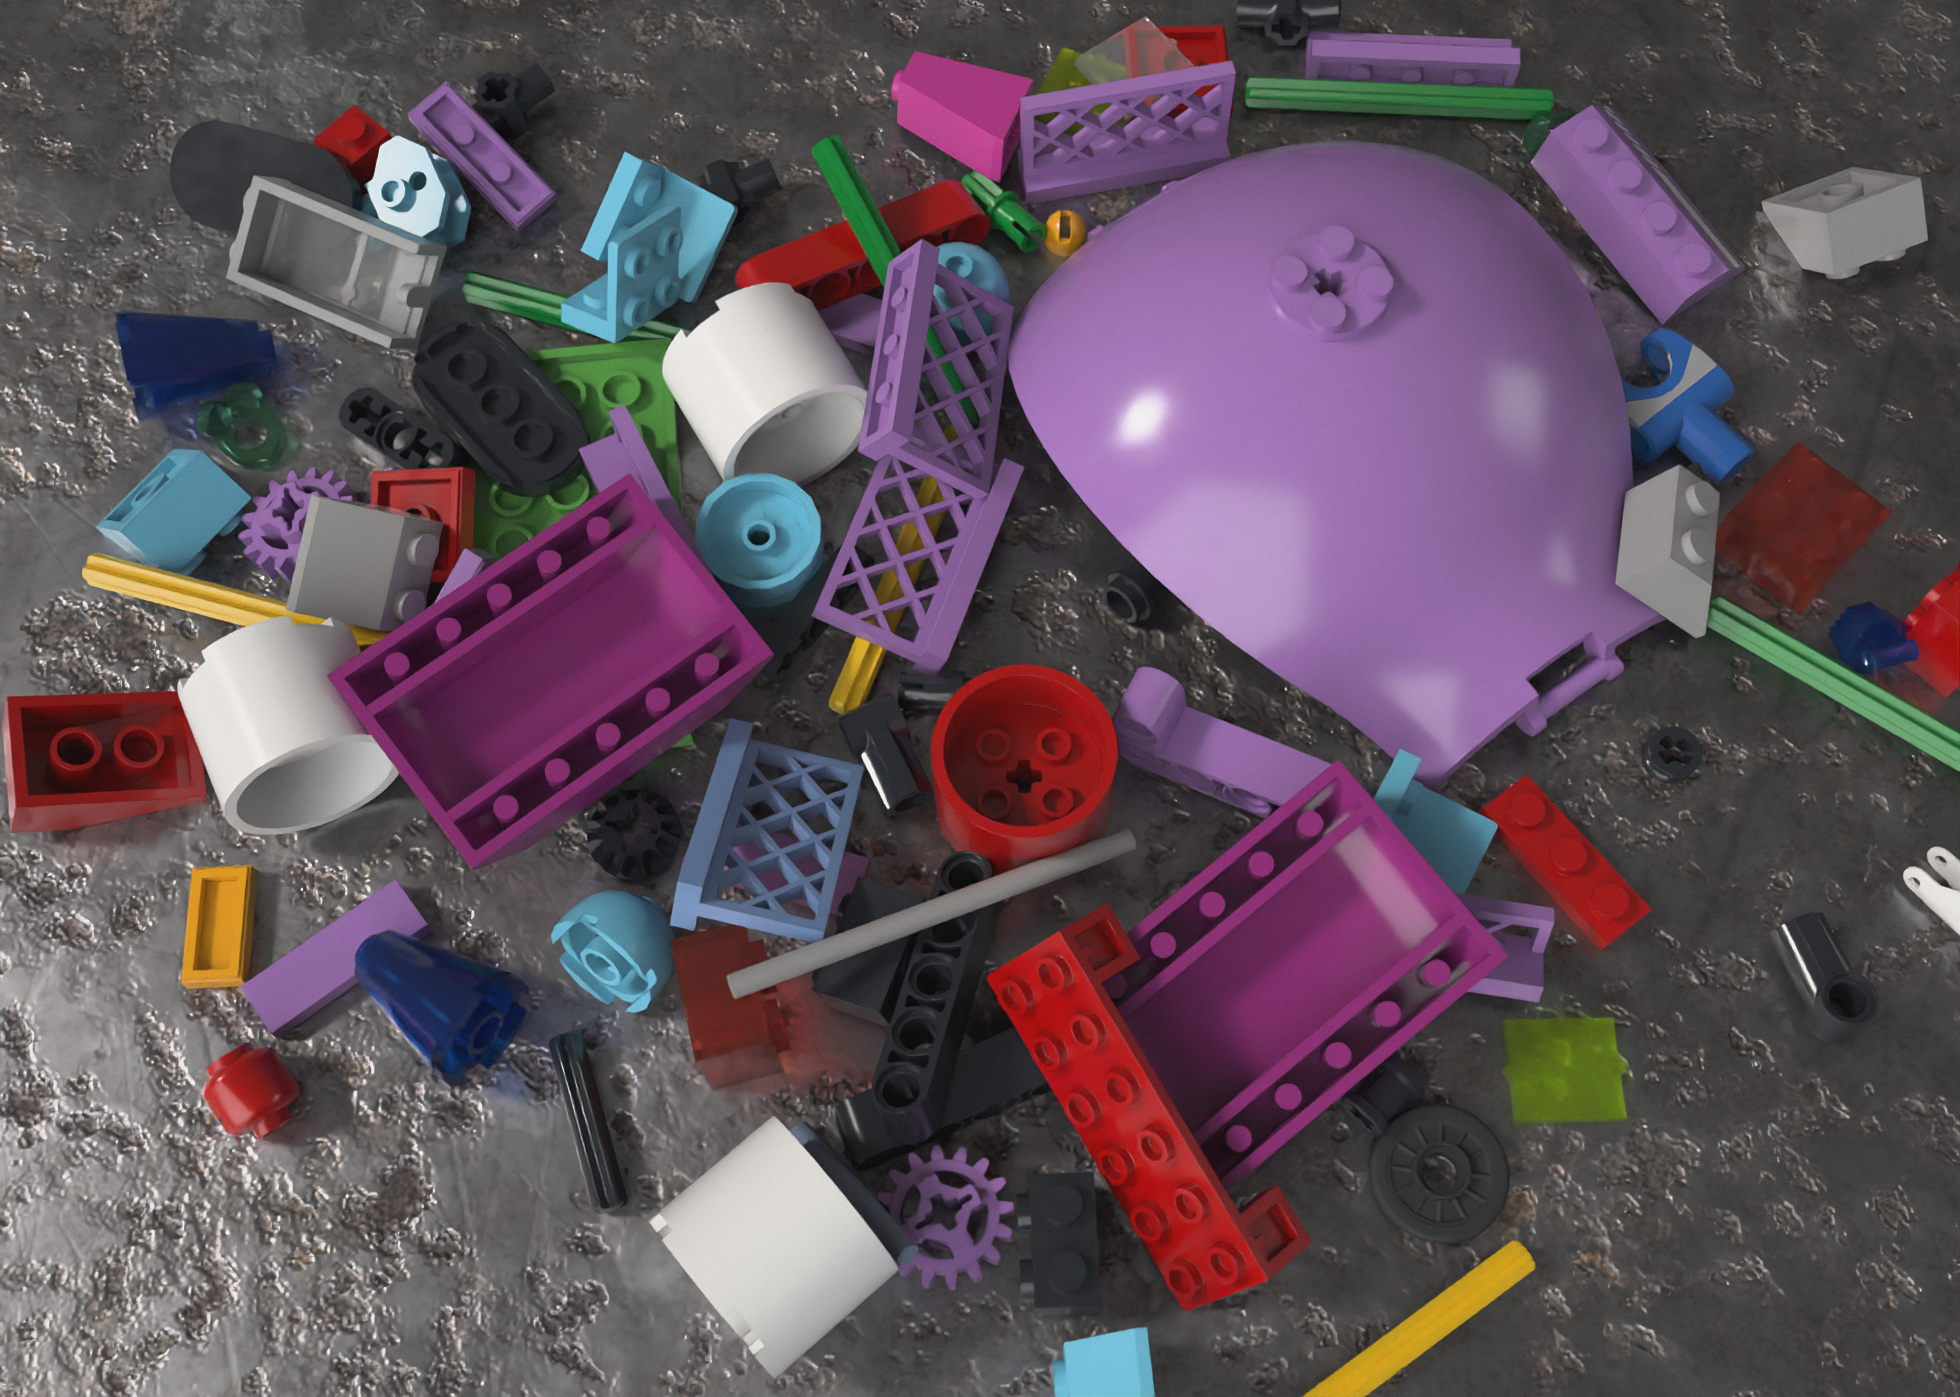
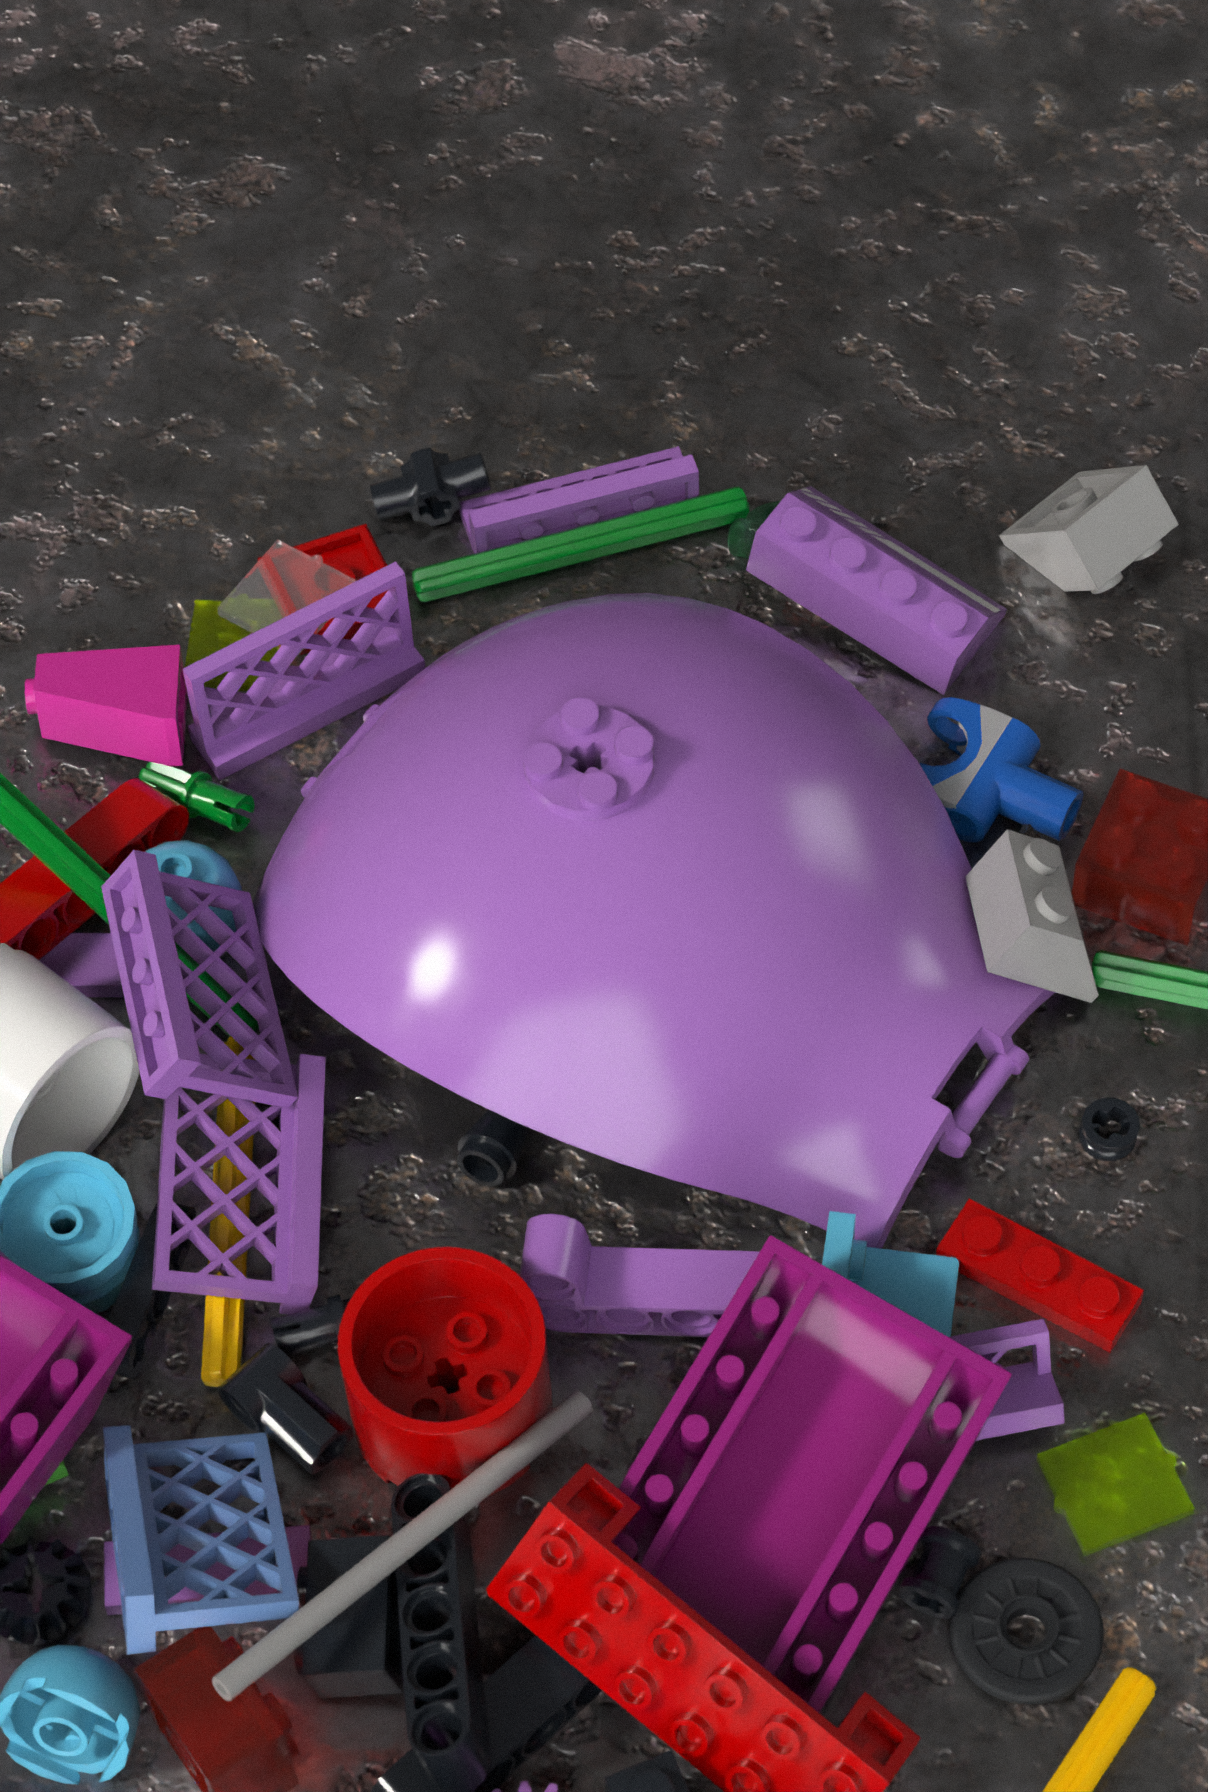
camera: 20 degrees left, 10 degrees down
(1065, 246) = (277, 812): light orange hinge -> none

